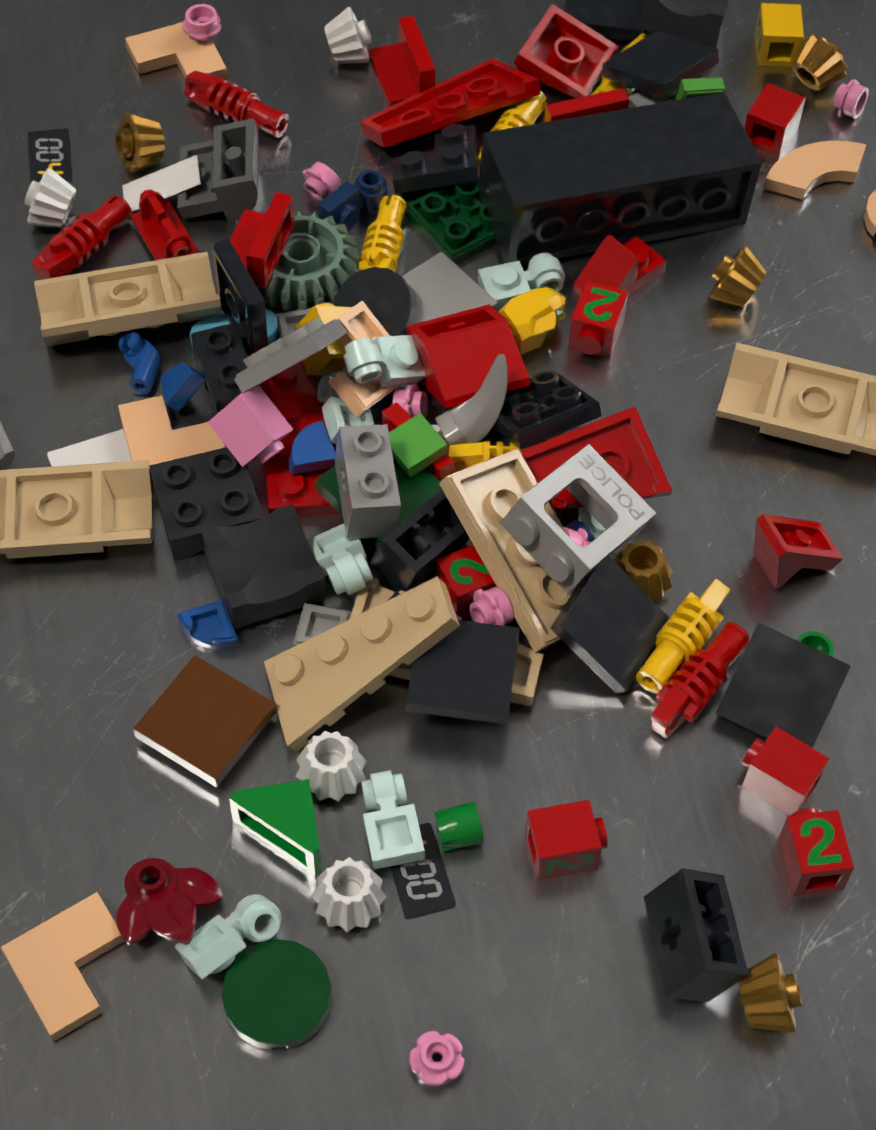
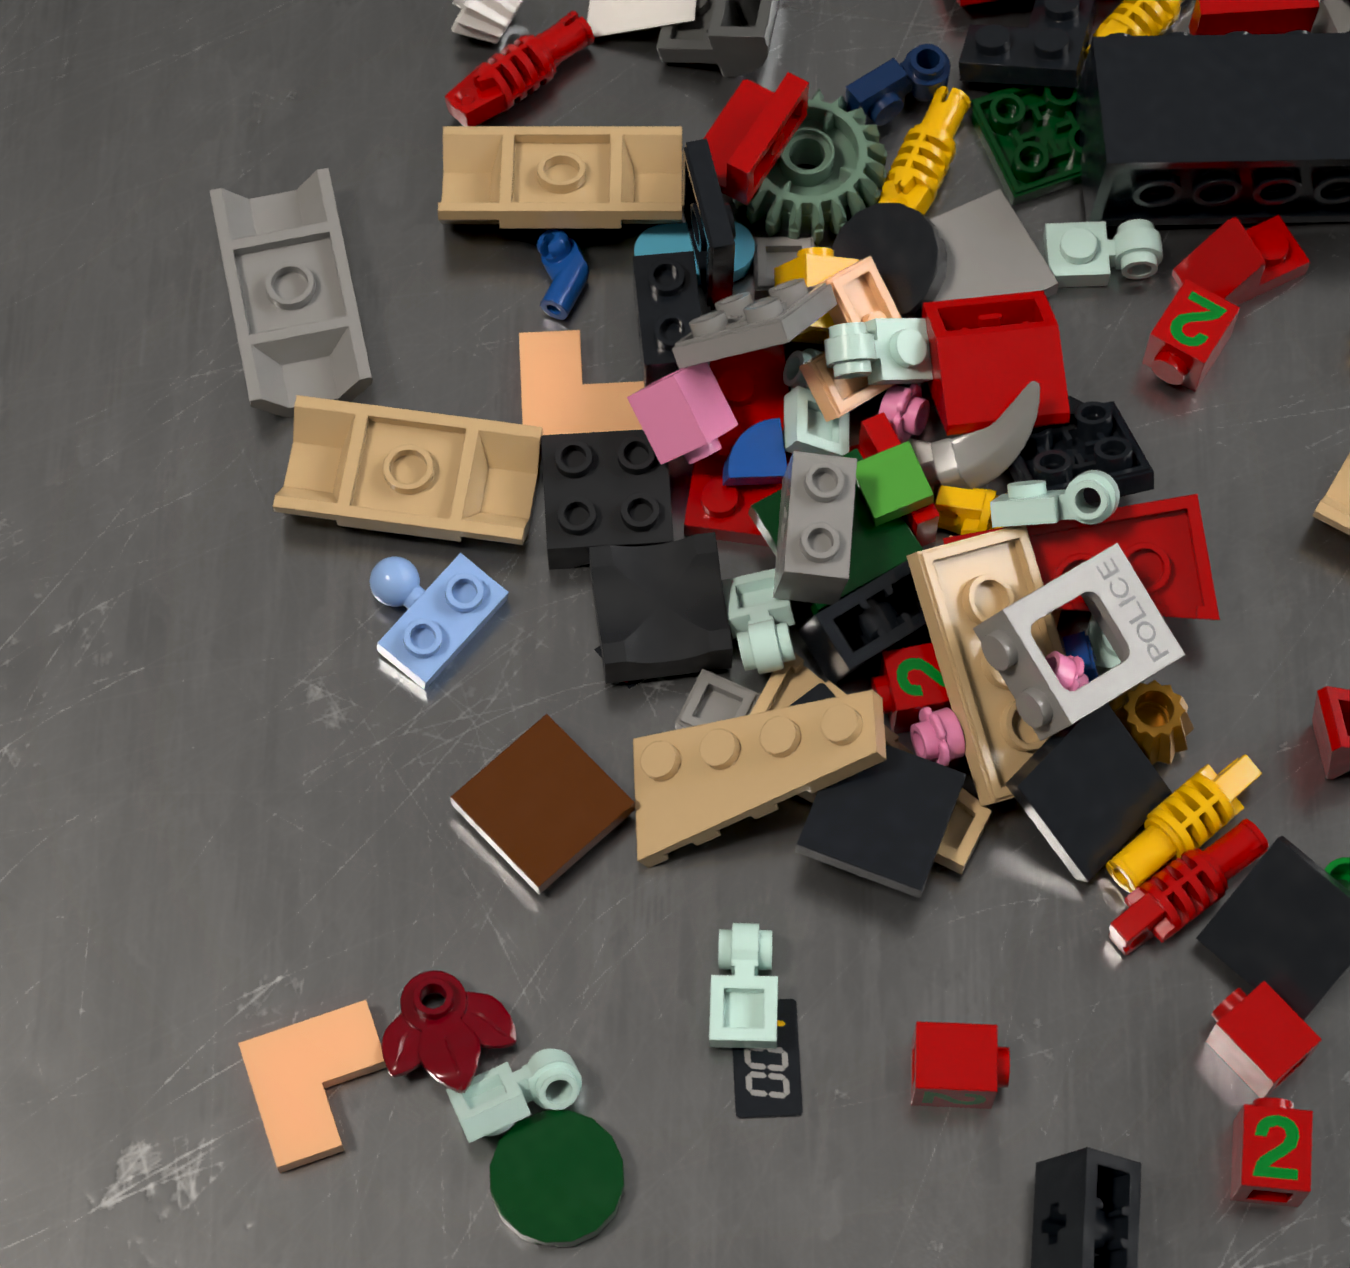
camera: 15 degrees right, 10 degrees up
(95, 611) = (437, 619): none -> light blue plate
(101, 449) = (473, 394): white sticker -> none
(162, 227) = (631, 77): red hinge -> none
(180, 385) = (606, 322): blue tile -> none
(209, 626) = (575, 673): blue tile -> none
(281, 818) = (612, 957): green slope -> none
(320, 180) = (861, 42): bright pink plate -> none
(331, 765) = (686, 901): white piece -> none
(348, 894) = (671, 1075): white piece -> none
(459, 826) = (828, 1016): green hose -> none
(520, 434) = (1032, 504): none -> light aqua plate
(534, 316) = (1100, 316): yellow rock -> none

